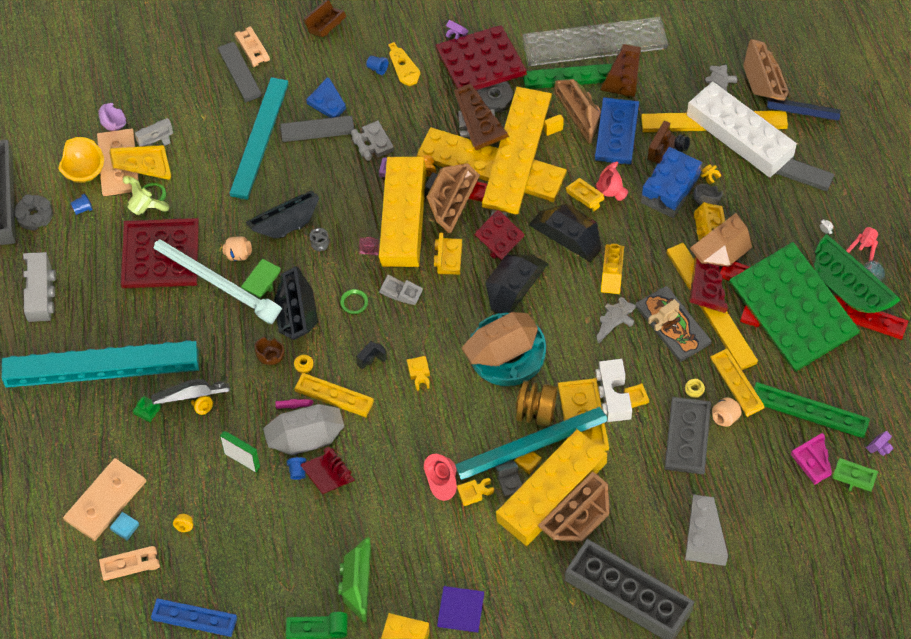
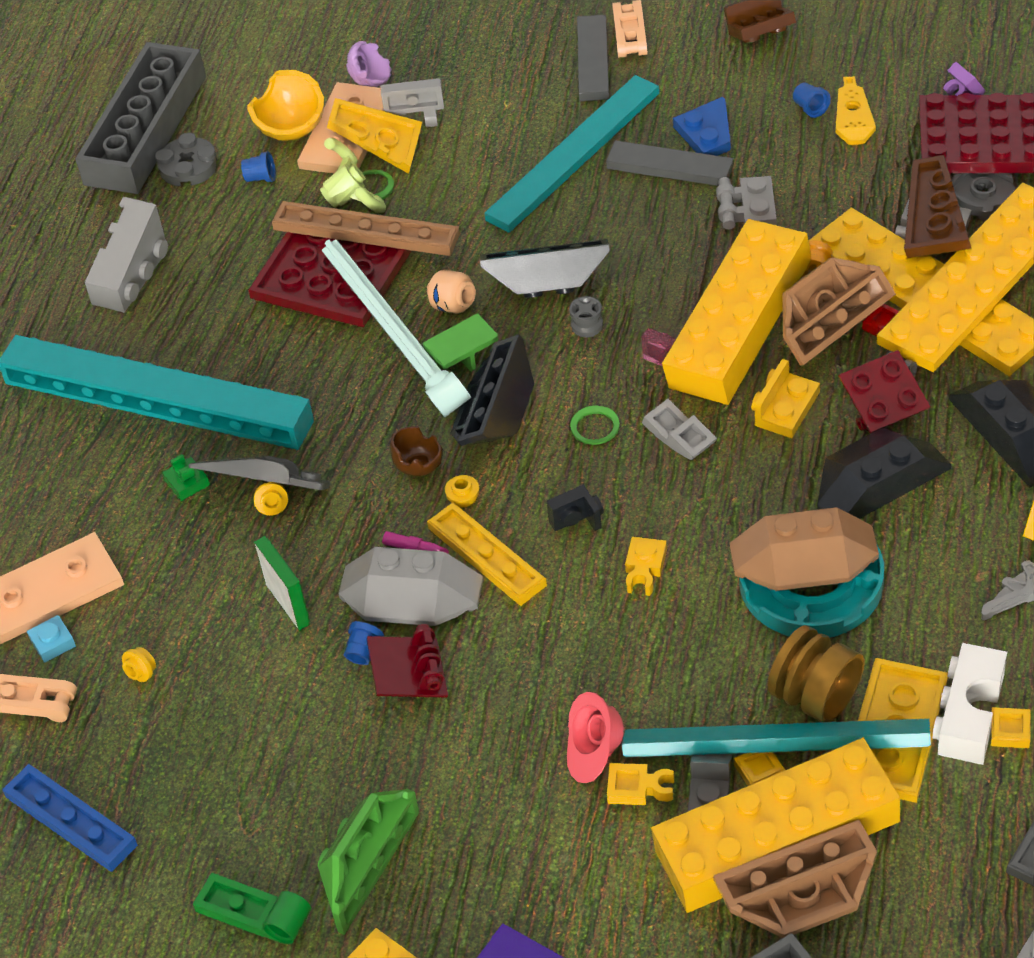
camera: 30 degrees right, 10 degrees down
(169, 225) = (366, 228): none -> medium nougat tile

